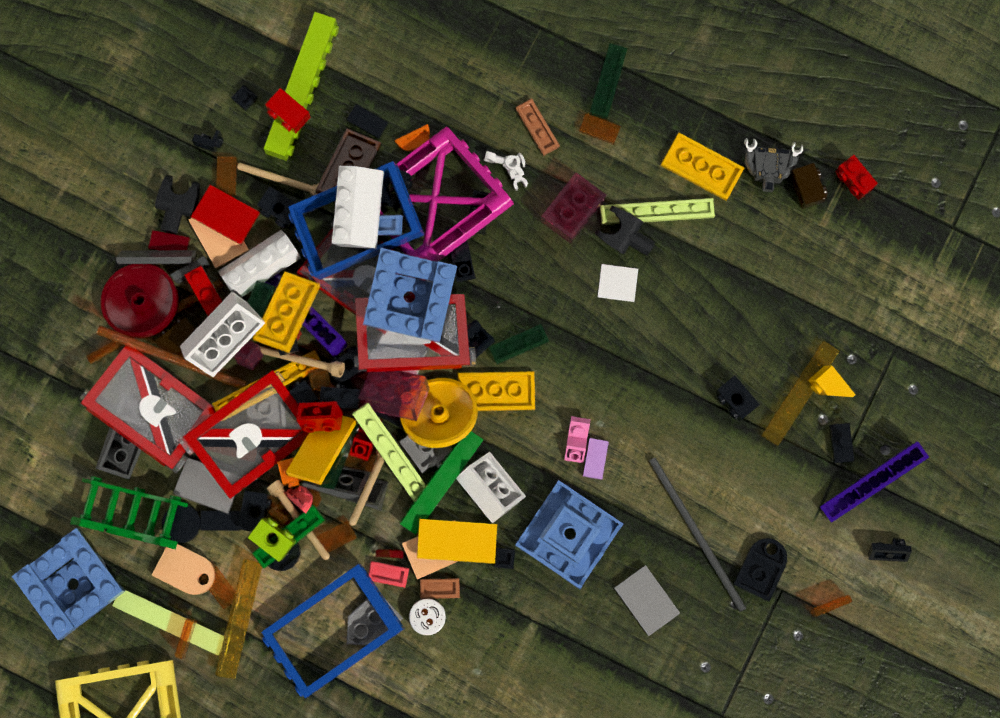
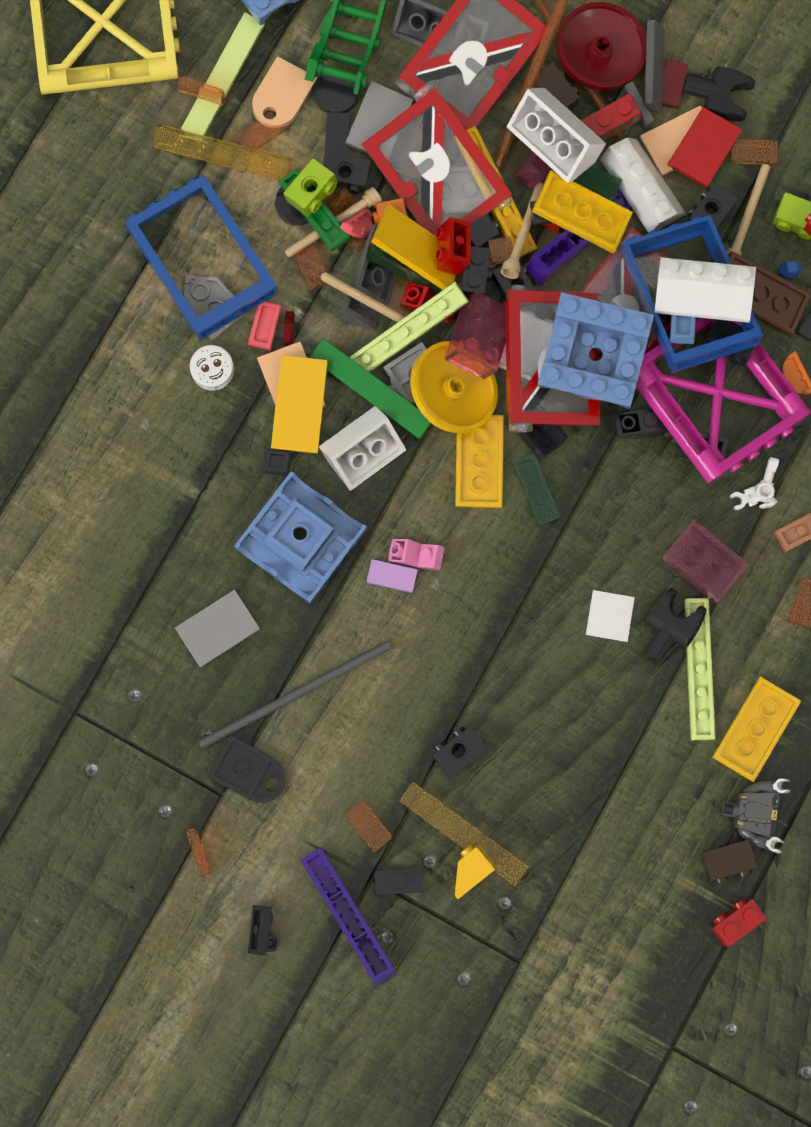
camera: 90 degrees right, 0 degrees up
(206, 142) = (794, 132): black bracket -> none
(327, 145) = (790, 269): none -> blue tile
(439, 588) = (244, 384): nougat tile -> none
(799, 469) = (368, 826): none -> clear orange tile

